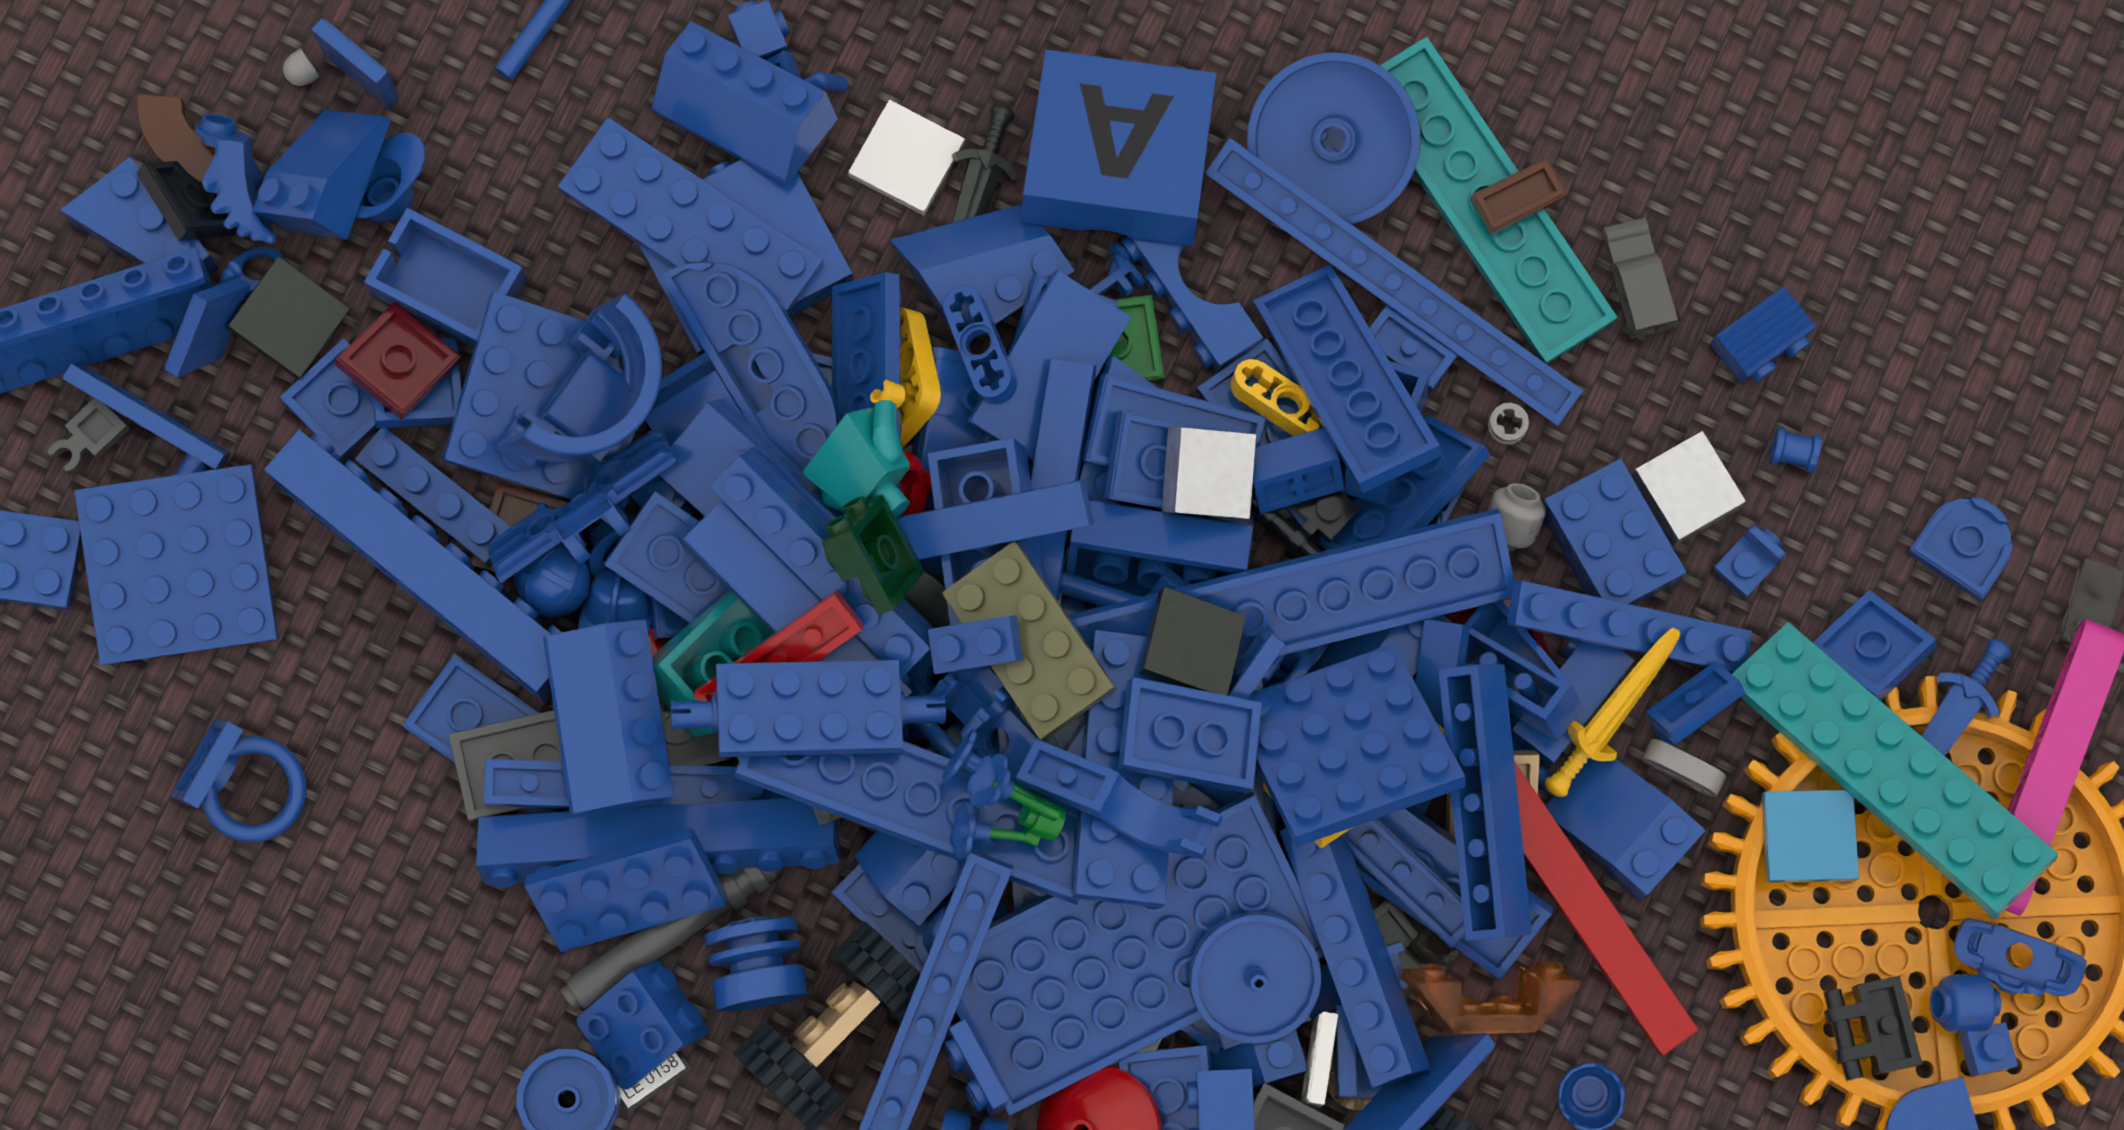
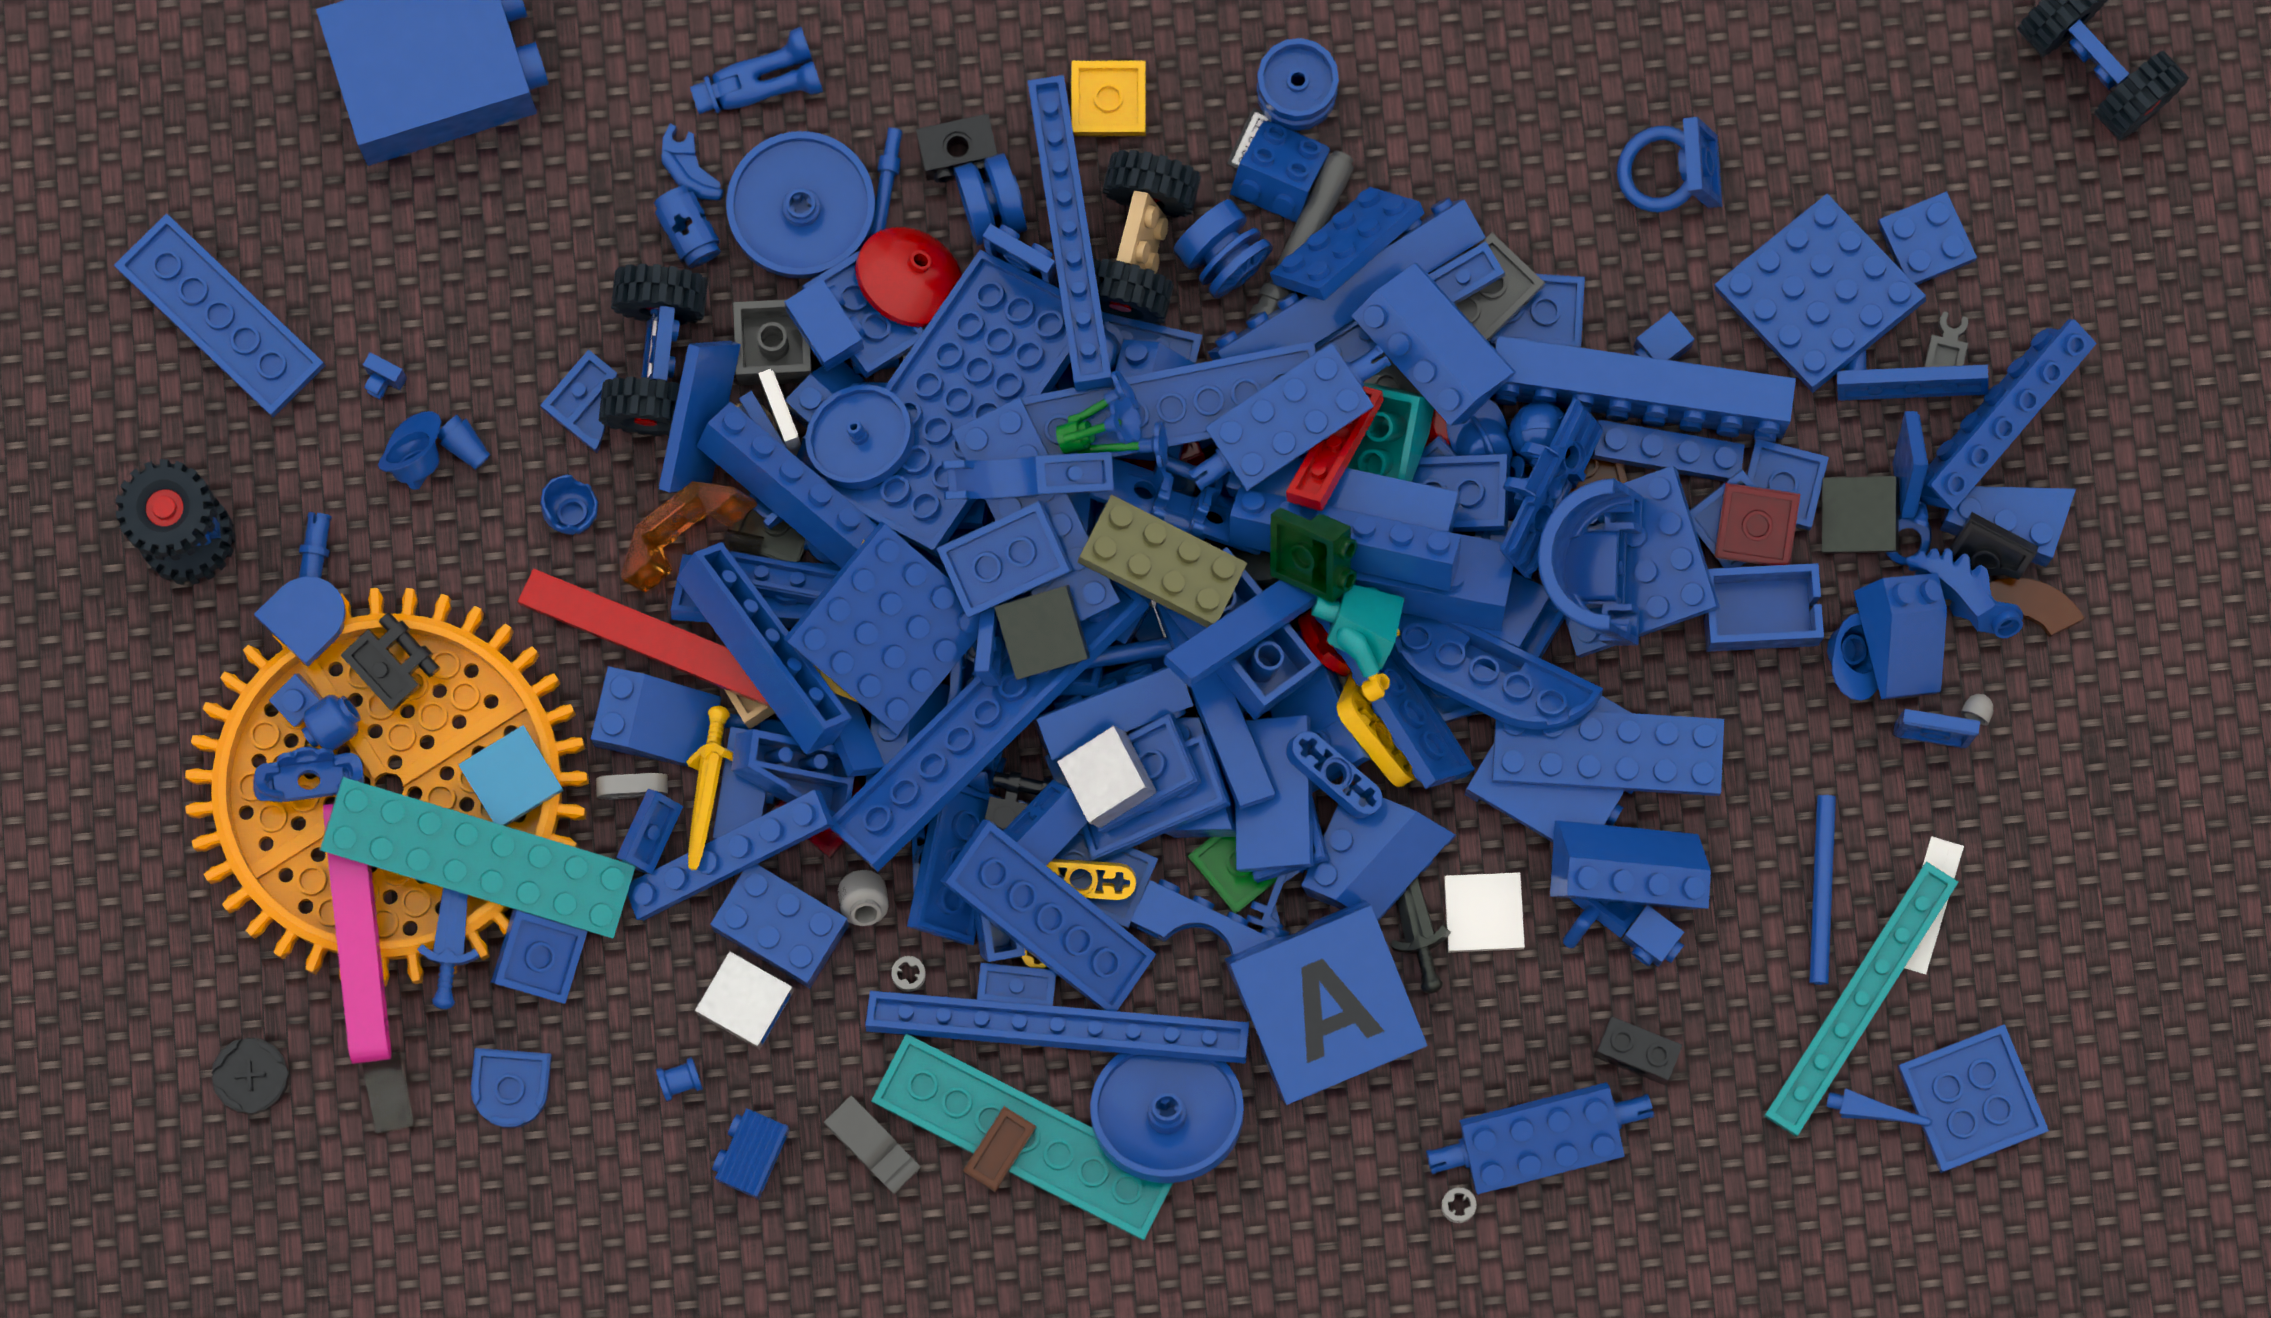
camera: 155 degrees right, 0 degrees up
(369, 607) = (1664, 339): none -> blue brick
(975, 644) = (1198, 533): blue plate -> none
(1750, 560) = (667, 973): blue bracket -> none

